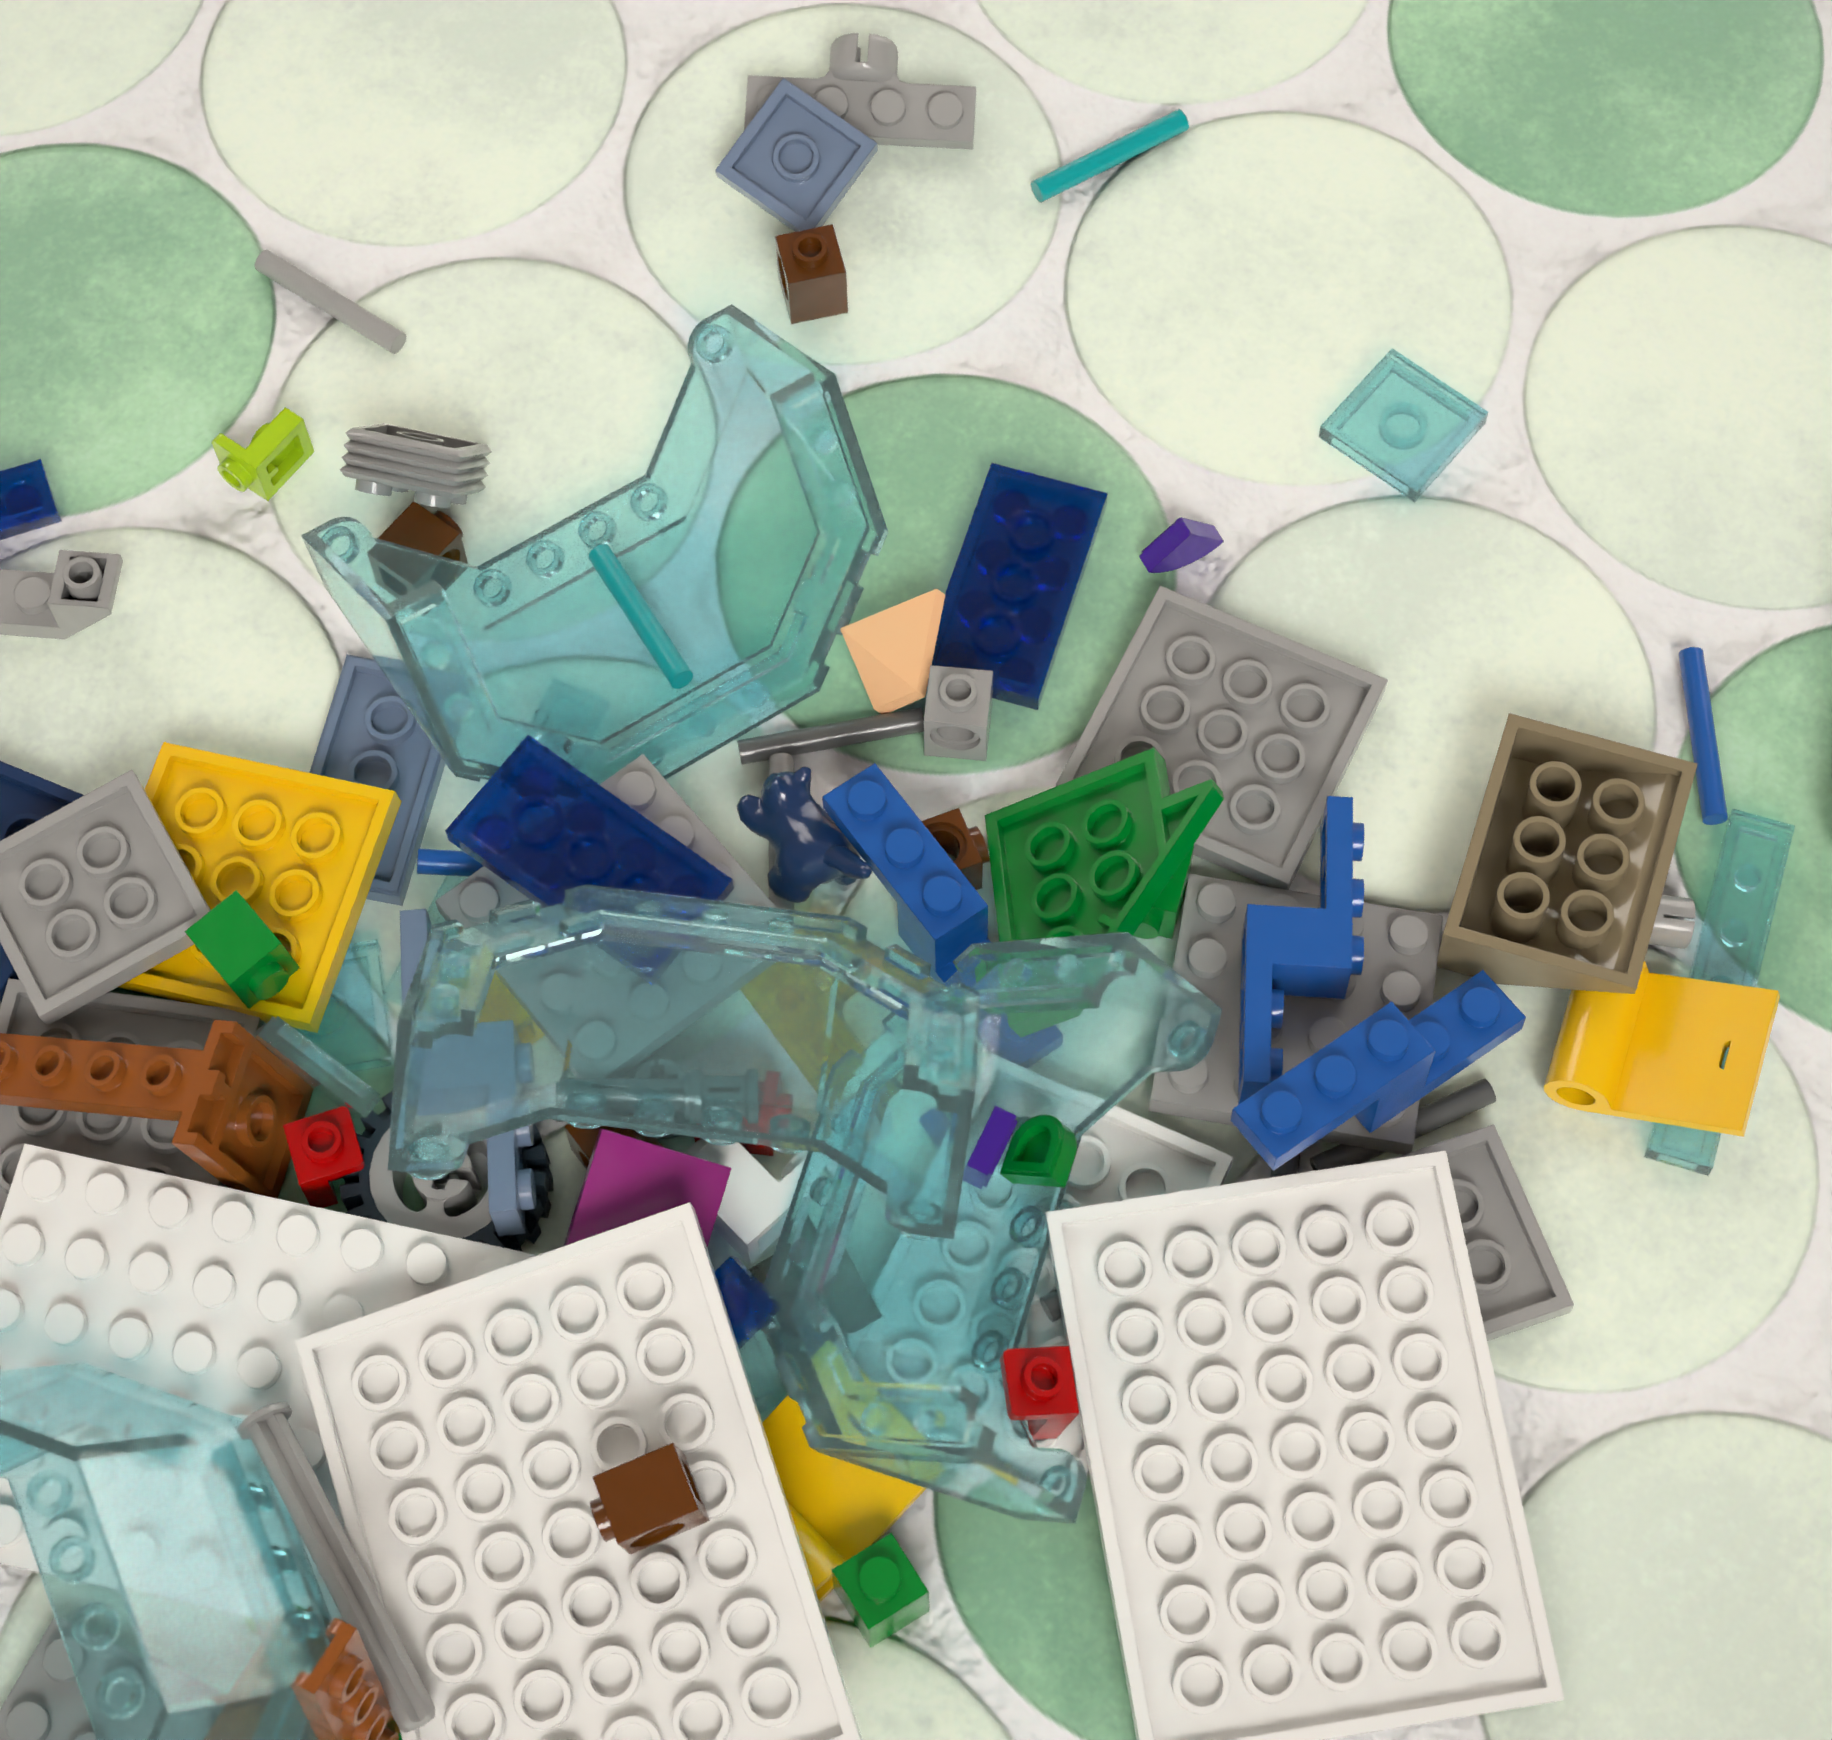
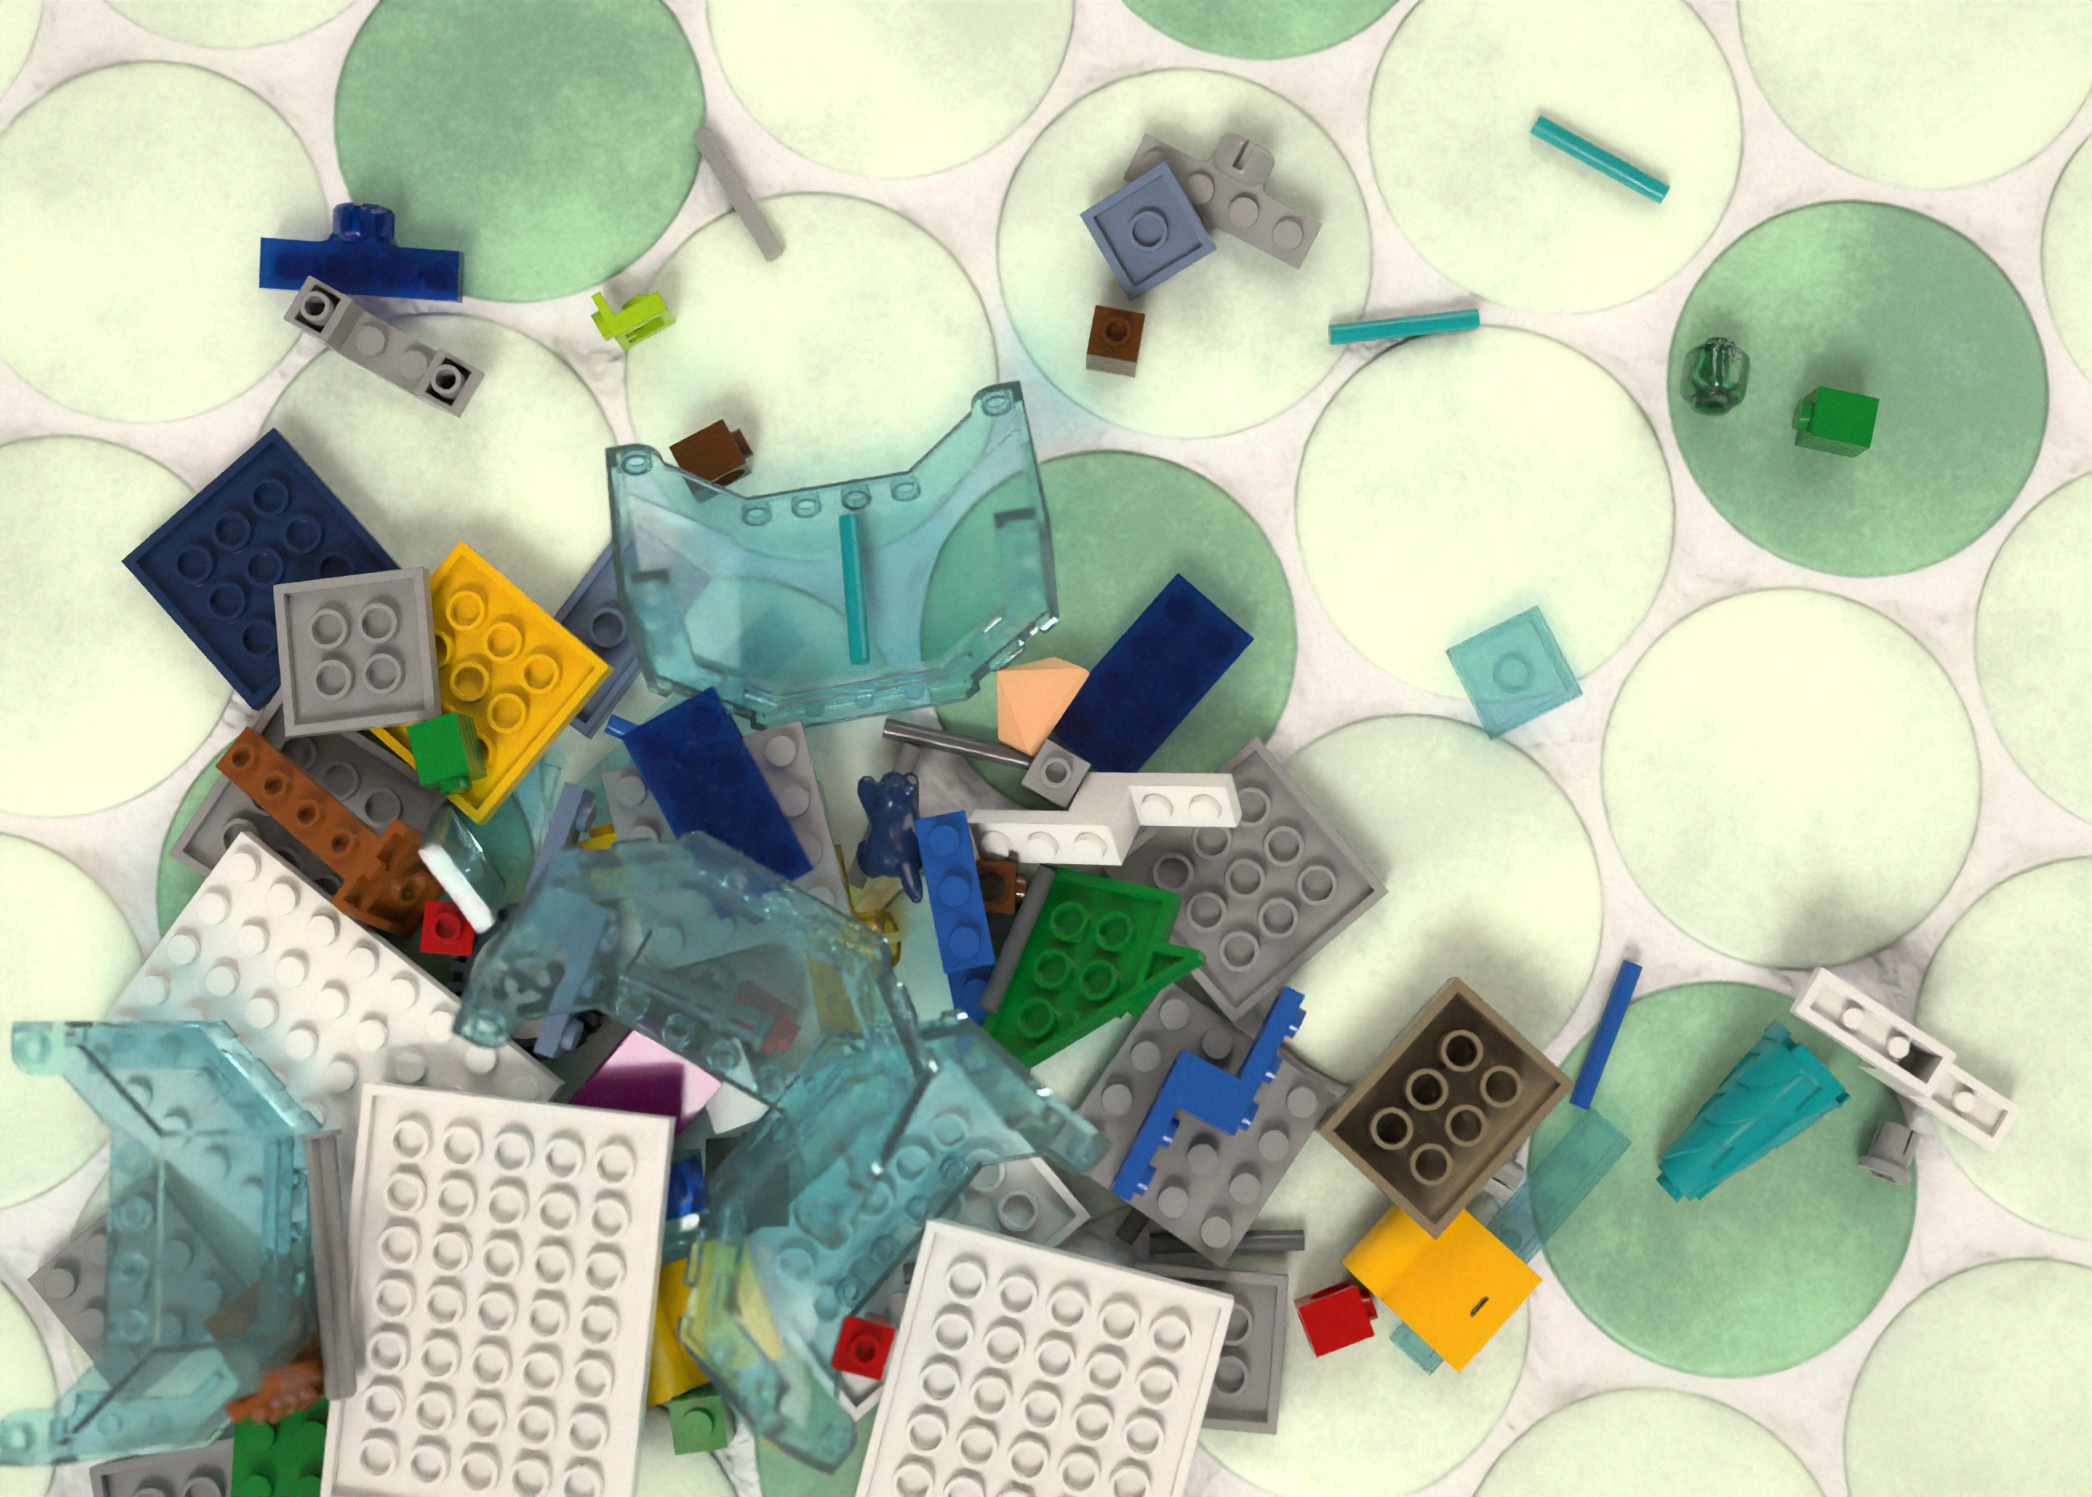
camera: 25 degrees right, 20 degrees up
(405, 459) = (736, 384): light grey brick -> none
(648, 1500) = (549, 1328): reddish brown brick -> none
(989, 1147) = (912, 1151): dark purple tile -> none
(998, 872) = (1016, 939): none -> dark grey piece
(1039, 716) = (1106, 818): none -> white bracket
(1040, 1153) = (948, 1169): green tile -> none
(1180, 545) = (1290, 704): dark purple tile -> none
(1377, 1069) = (1214, 1221): blue bracket -> none
(1455, 71) = (1715, 376): none -> clear green head
(1570, 1148) = (1336, 1317): none -> red brick
(1601, 65) = (1835, 421): none -> green brick

